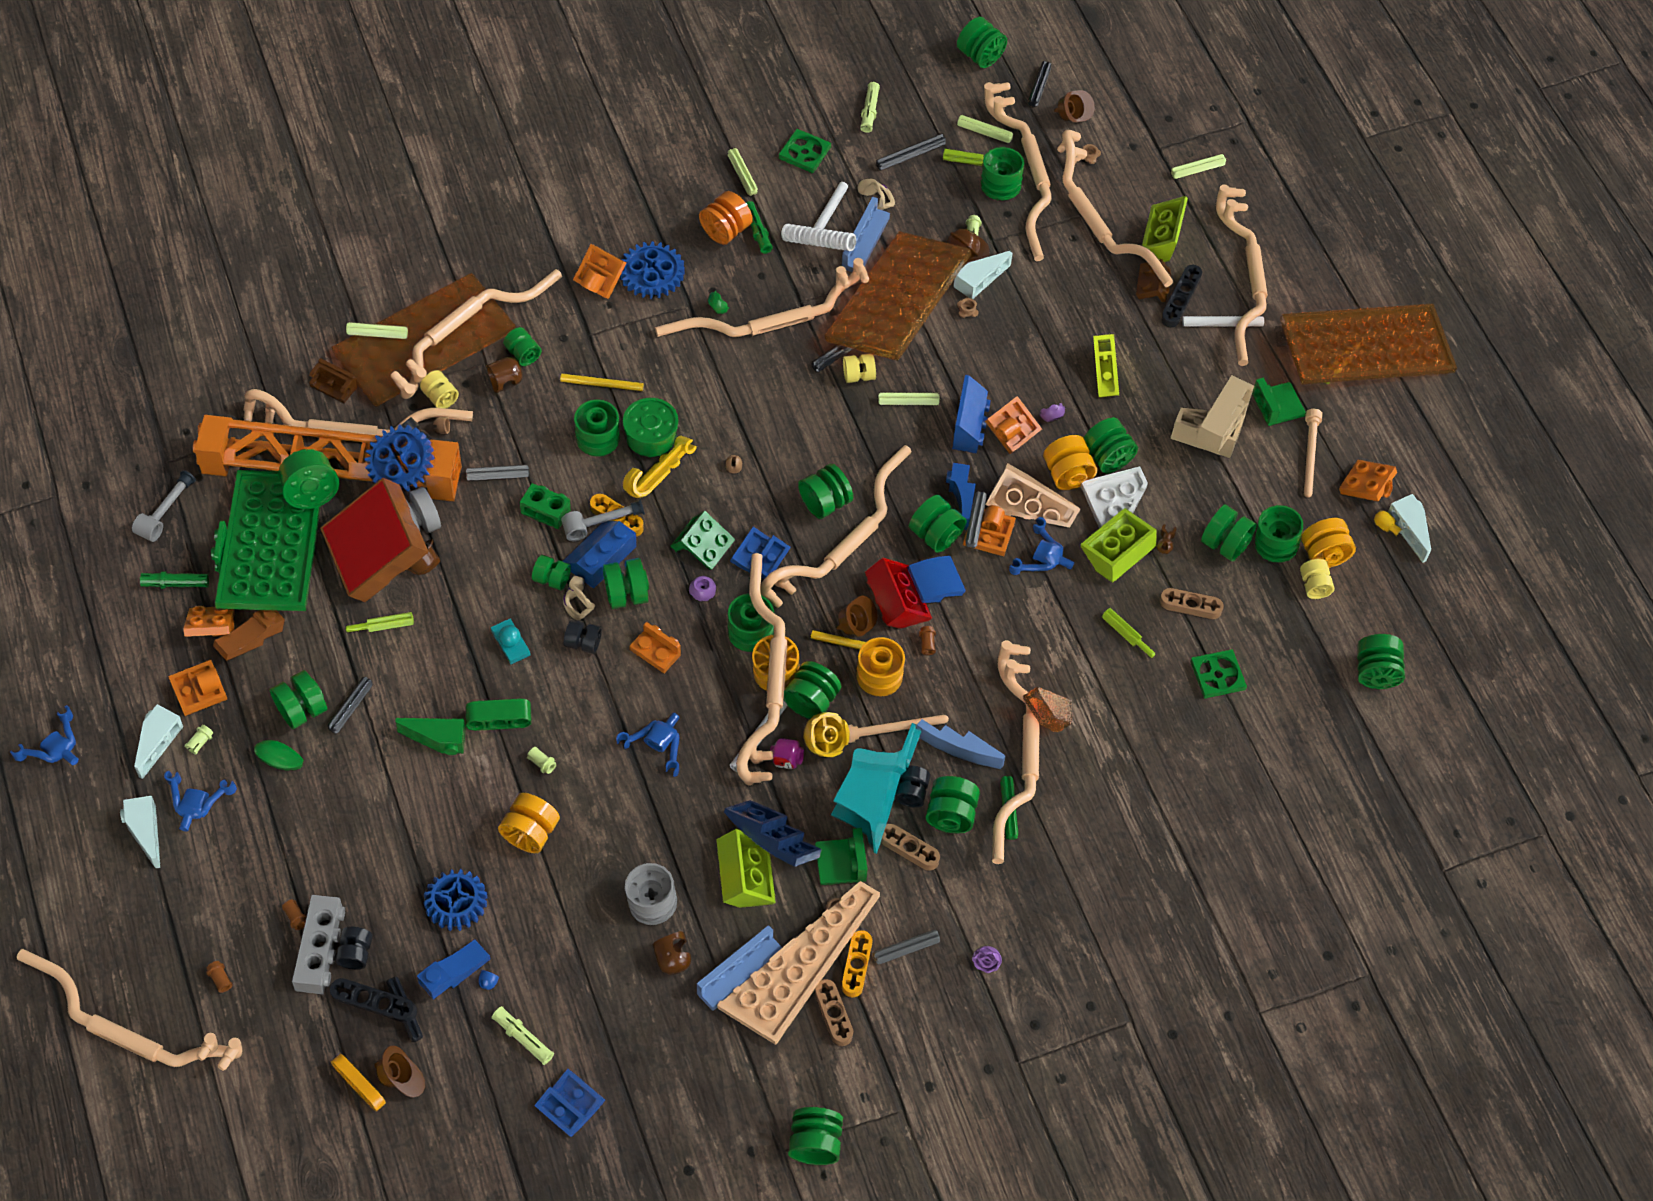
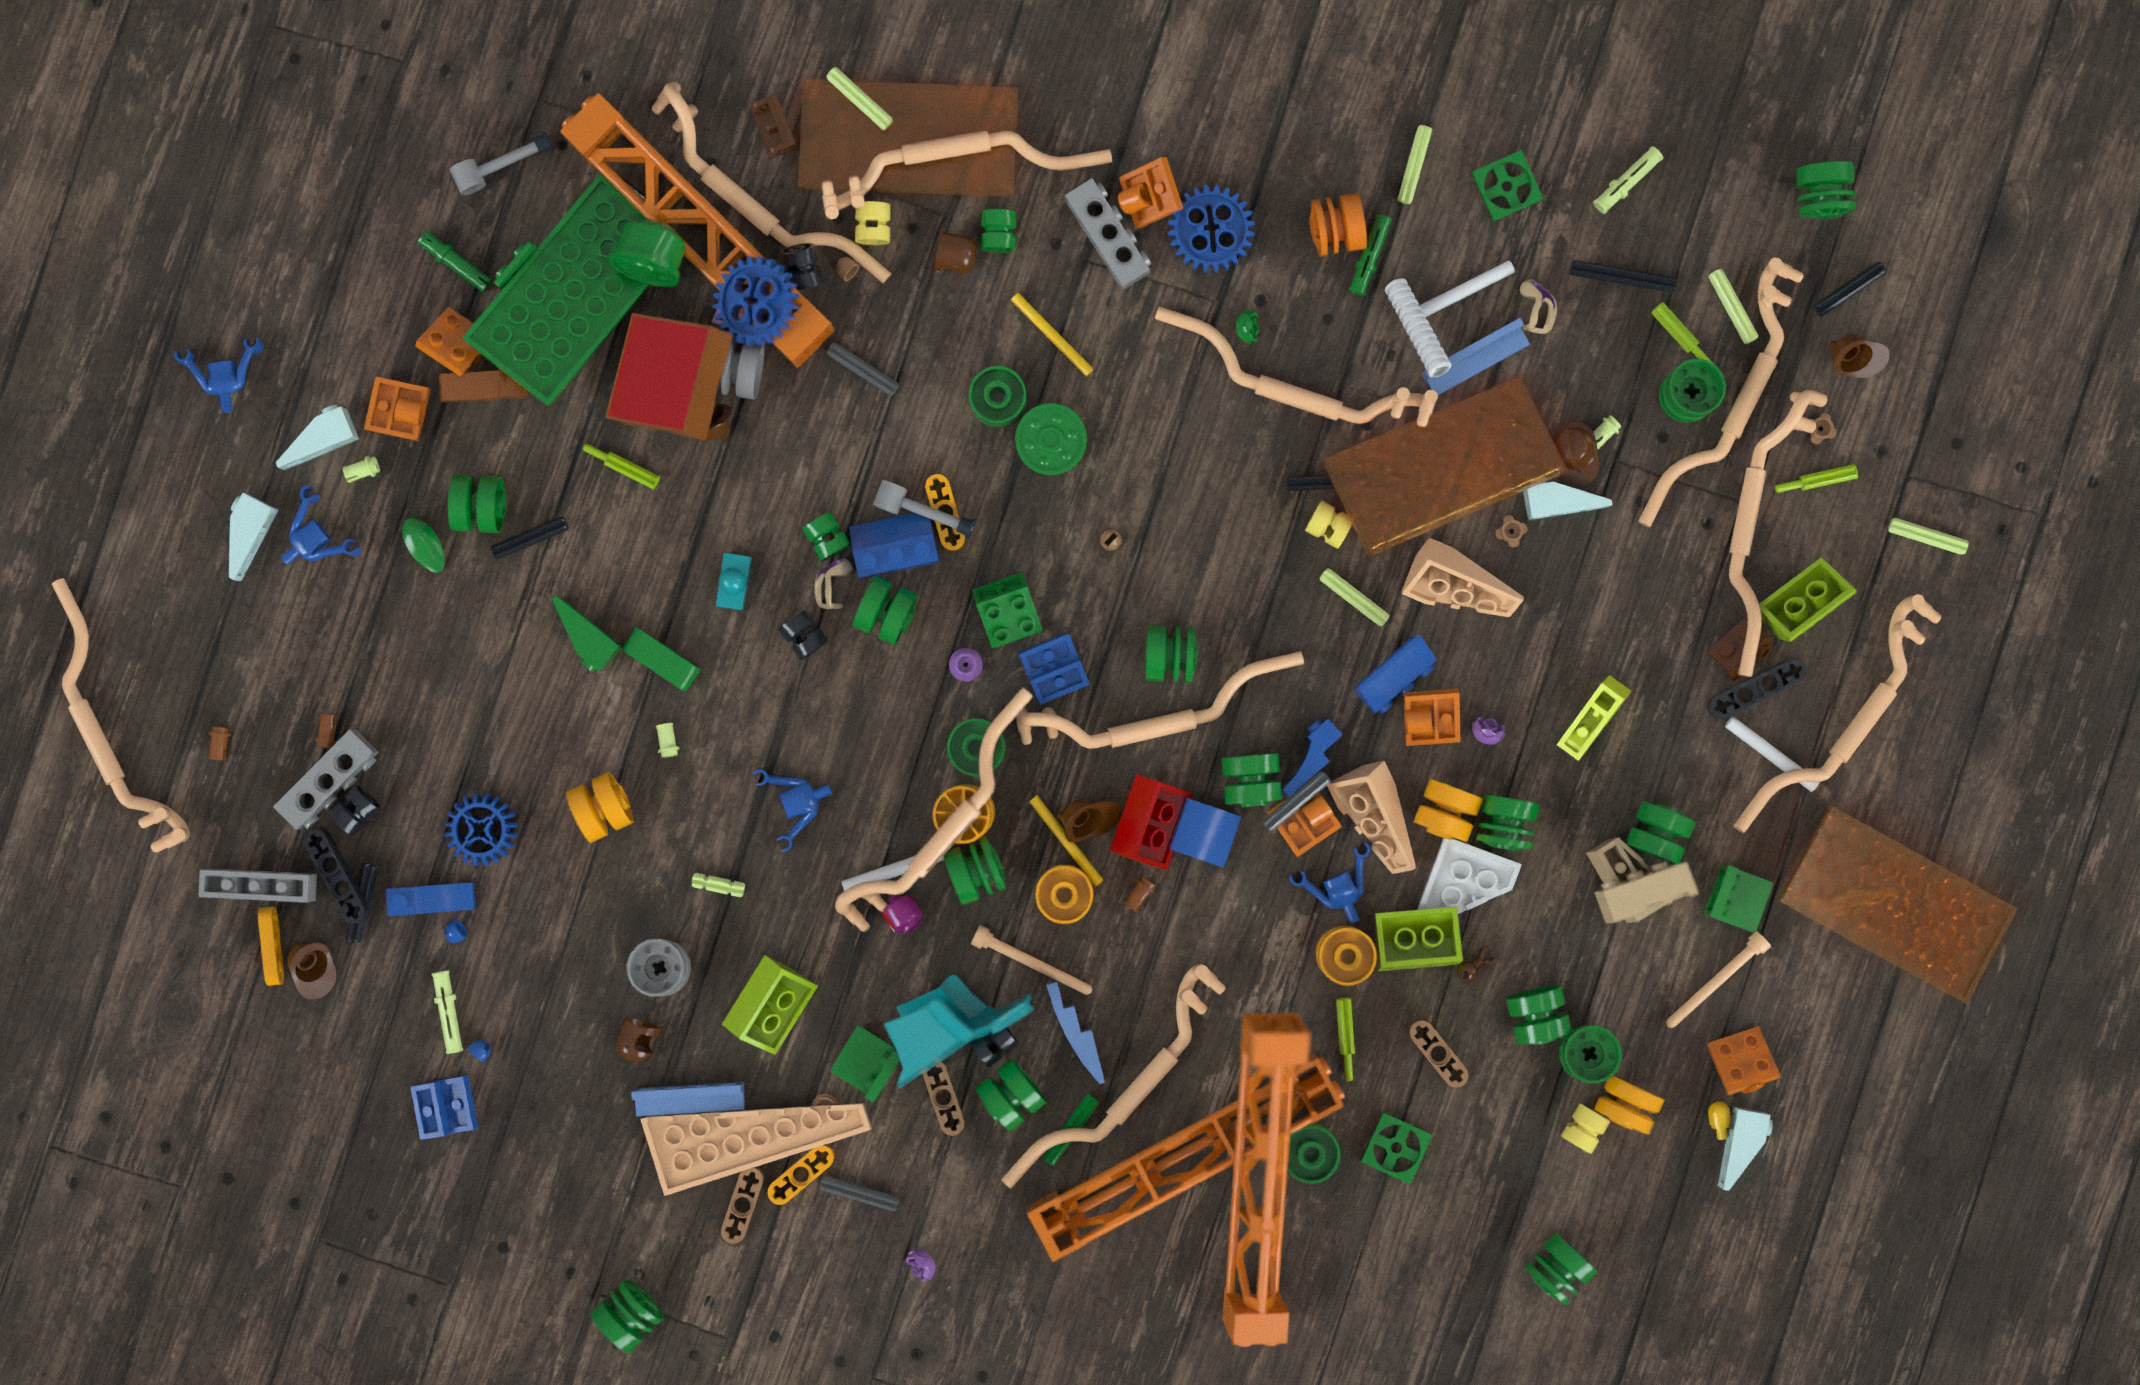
camera: 40 degrees right, 30 degrees up
(318, 1043) = (257, 885): none -> light grey brick
(544, 509) = (874, 452): green brick -> none
(565, 1045) = (480, 1049): none -> blue hinge
(591, 309) = (1123, 272): none -> light grey brick
(648, 824) = (718, 884): none -> yellowish green axle
(656, 647) = (866, 699): orange bracket -> none
(658, 470) = (996, 499): yellow piece -> none
(771, 833) = (818, 991): dark blue slope -> none
(826, 734) = (951, 928): yellow cylinder -> none
(956, 352) = (1451, 578): none -> light nougat wedge
(1049, 709) = (1190, 1068): clear orange slope -> none
(1084, 581) = (1346, 955): none -> light orange wheel
(1121, 168) = (1820, 478): none -> lime axle
(1134, 674) = (1058, 1220): none -> orange piece
(1168, 706) = (1313, 1154): none -> green wheel
(1199, 387) = (1662, 825): none -> green wheel
(1232, 816) = (1275, 1045): none -> orange piece

